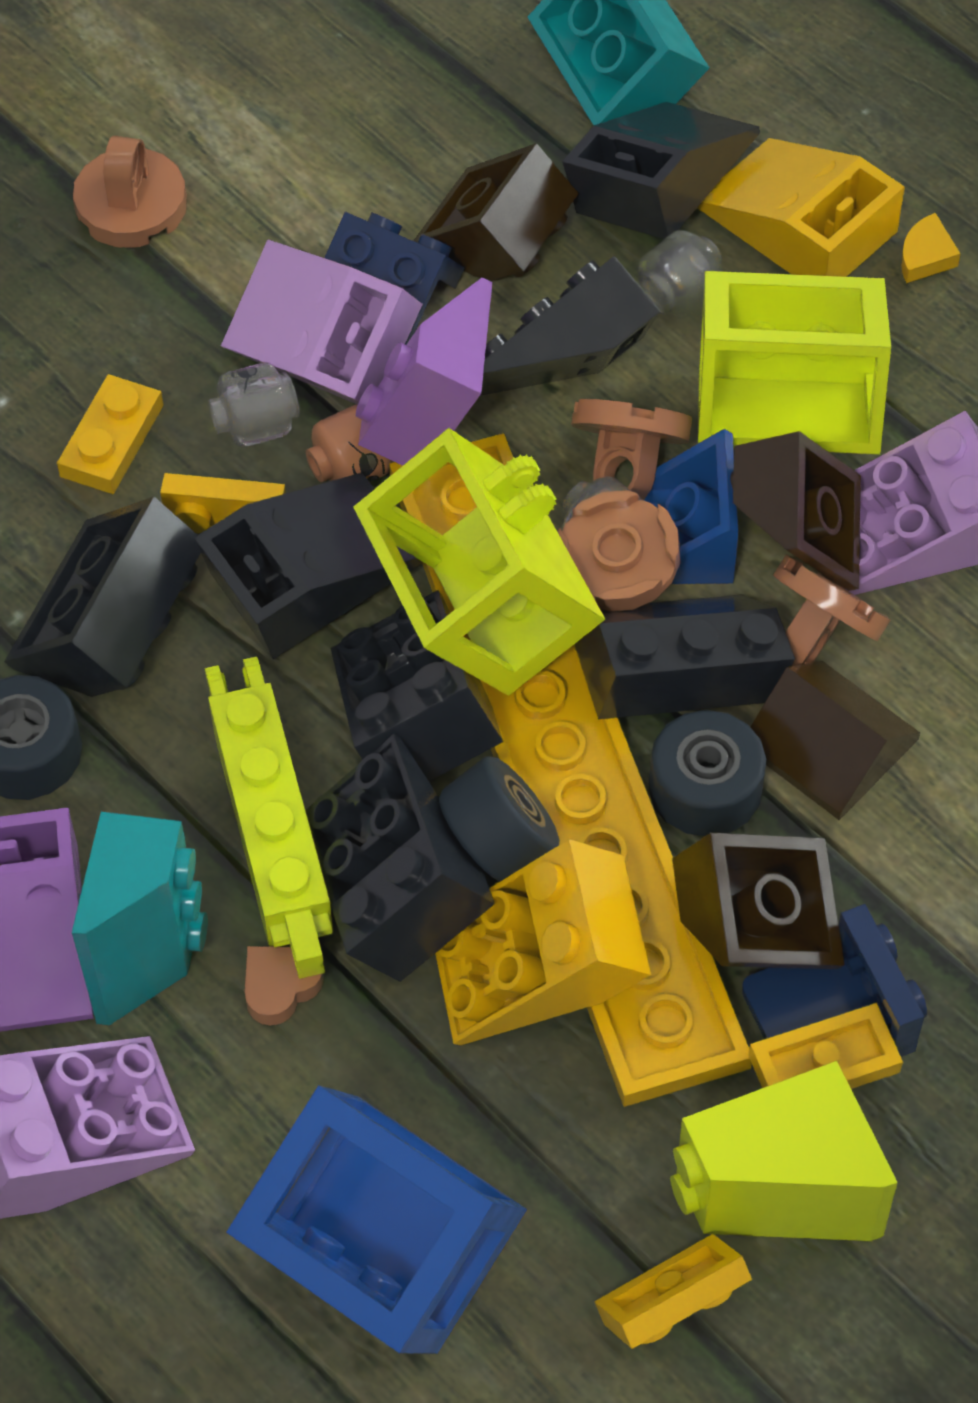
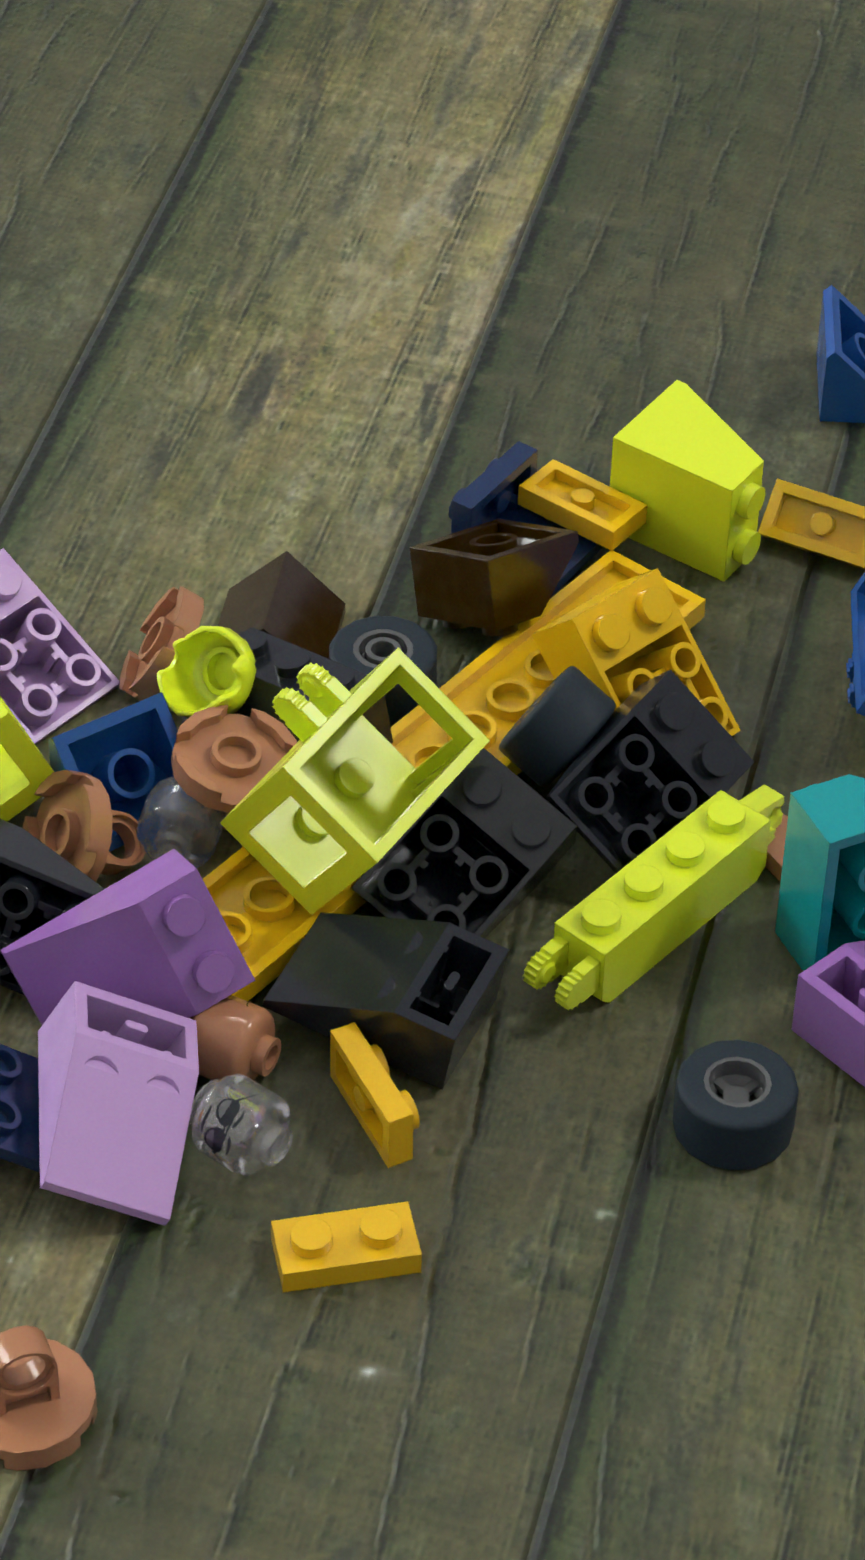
camera: 125 degrees left, 15 degrees down
(108, 600) = (547, 1128): black slope -> none
(725, 571) = (207, 671): none -> neon yellow hair
(802, 502) = (87, 674): dark brown slope -> none

